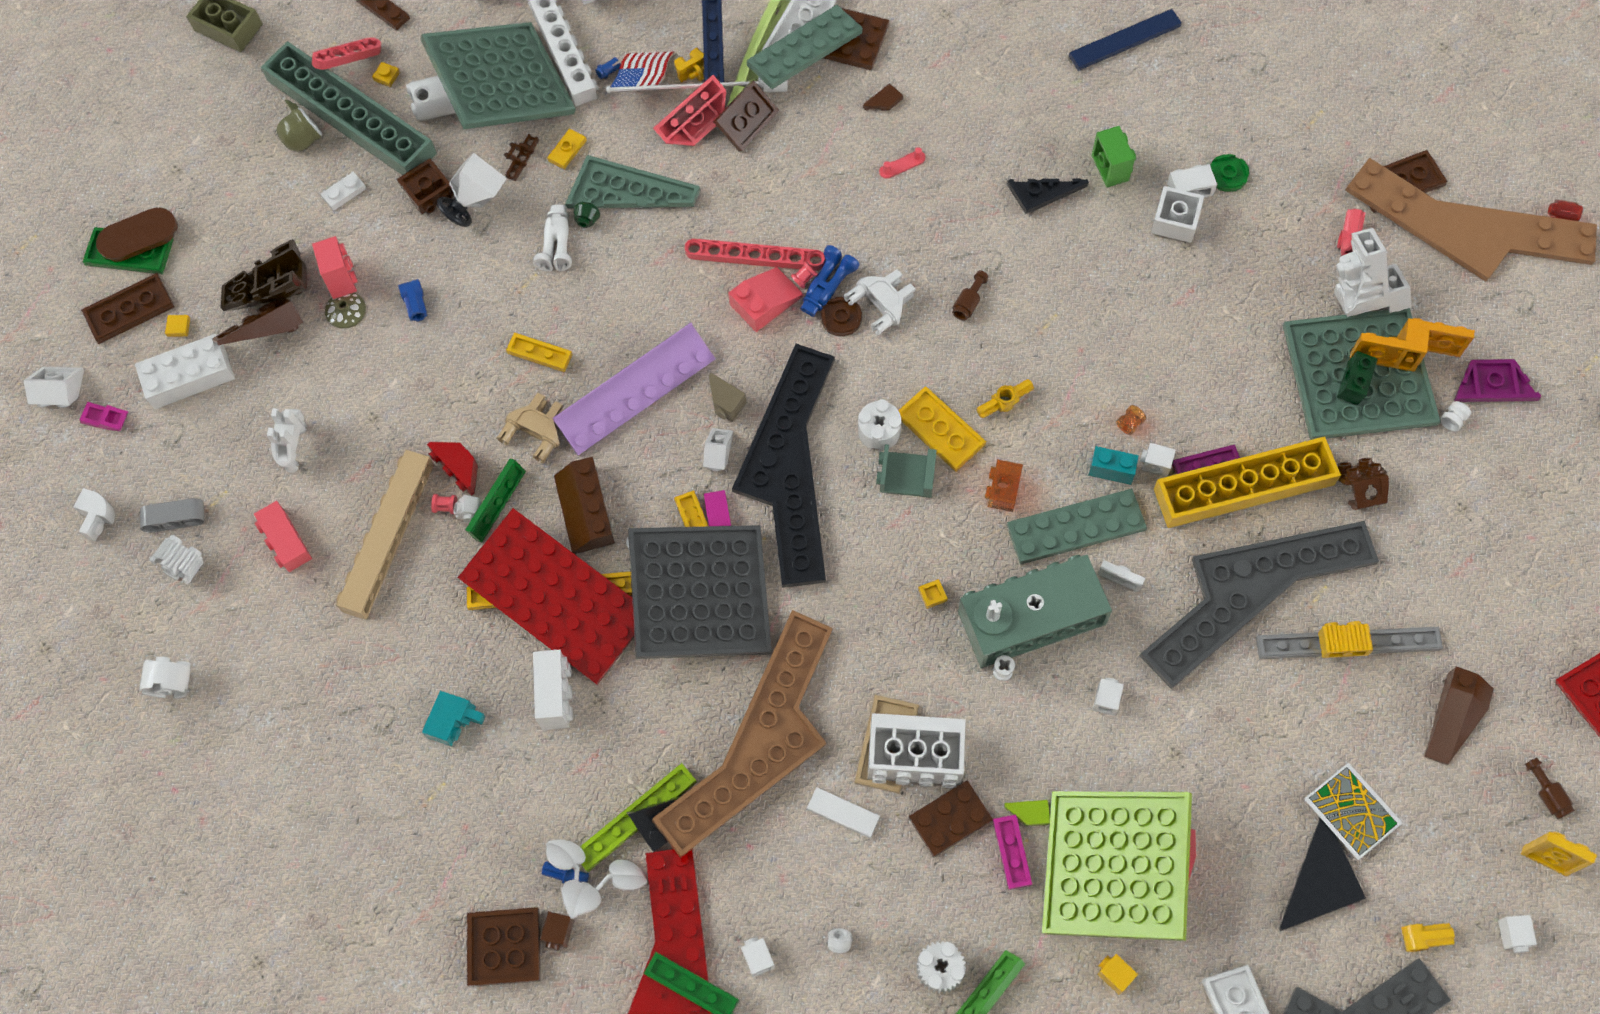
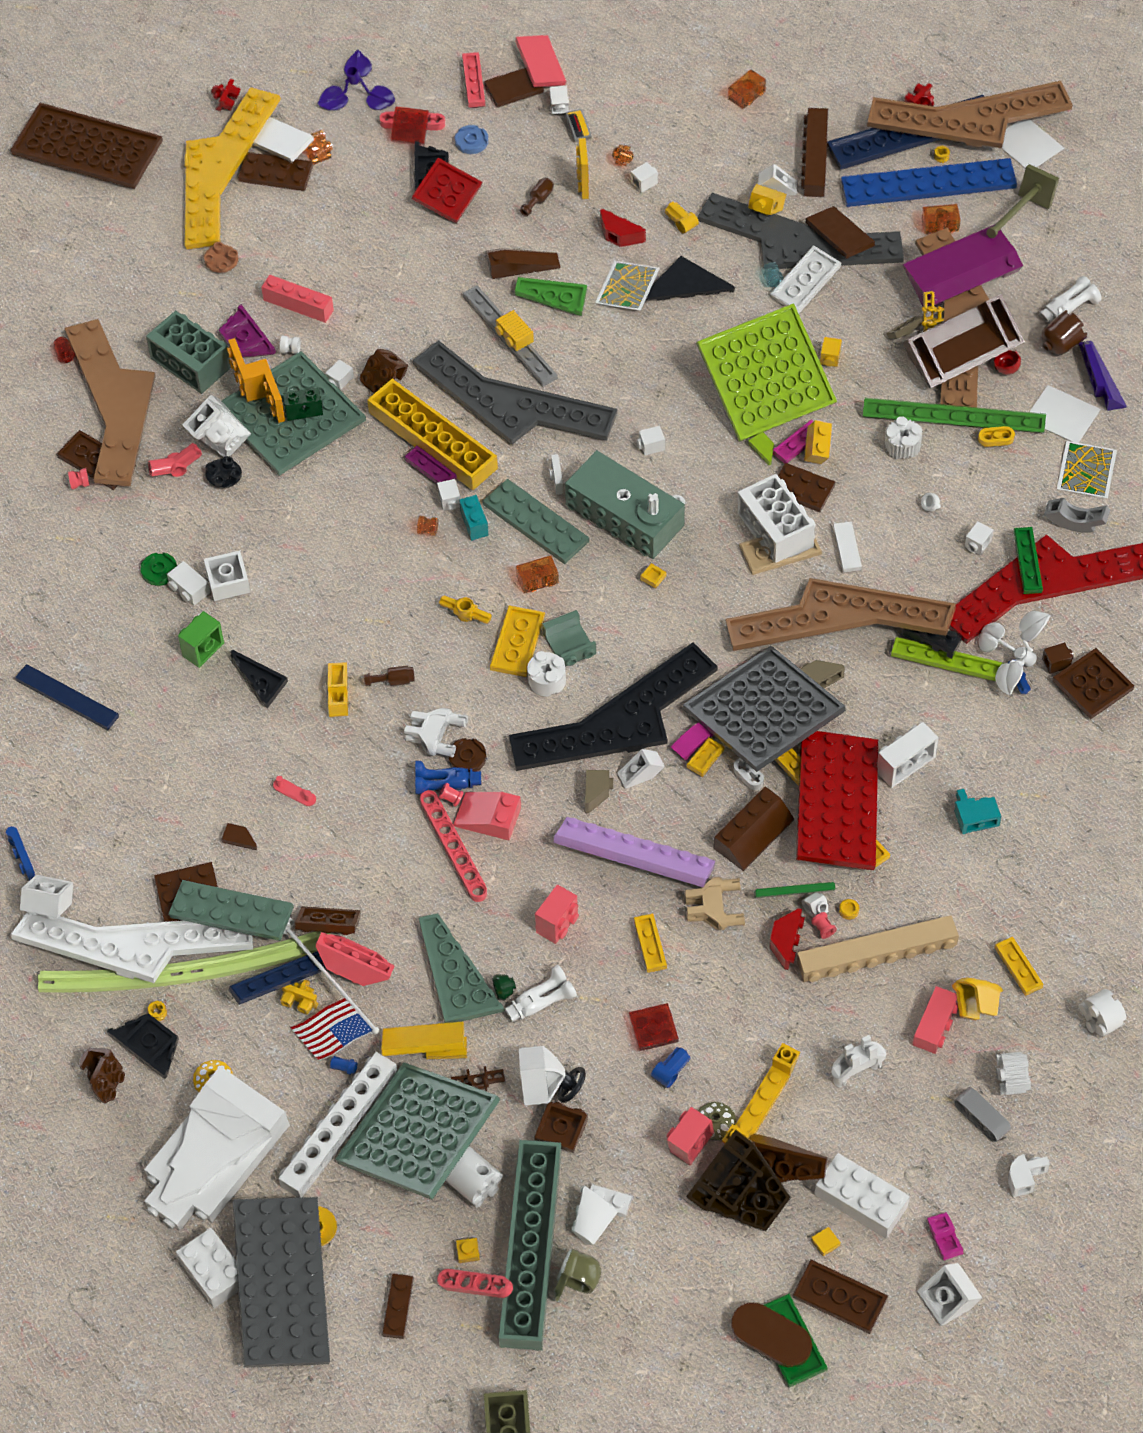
camera: 125 degrees left, 10 degrees down
(265, 582) = (977, 997): none -> yellow piece
(274, 646) = (1019, 966): none -> yellow plate
(325, 342) = (767, 1093): none -> yellow slope
(333, 164) = (591, 1216): none -> white slope
(446, 540) = (849, 909): none -> yellow tile
(460, 308) = (653, 1027): none -> clear red plate
(581, 128) = (423, 1038): none -> yellow tile
(615, 286) = (556, 914): none -> coral brick
(705, 676) = (824, 672): none -> dark tan slope
(987, 246) = (337, 689): none -> yellow slope
(990, 864) = (818, 442): none -> yellow brick
(1275, 985) = (772, 274): none -> clear light blue wheel
(1315, 277) = (223, 472): none -> black dish
(1381, 150) = (78, 478): none -> coral wheel
(1381, 723) = (560, 295): none -> bright green wing
(1386, 443) = (340, 374): none -> white brick
(1445, 850) = (620, 230): none -> red slope
(1497, 309) = (188, 351): none -> sand green brick
(1519, 454) = (297, 298): none -> coral brick
(1568, 928) = (622, 155): none -> clear orange gear

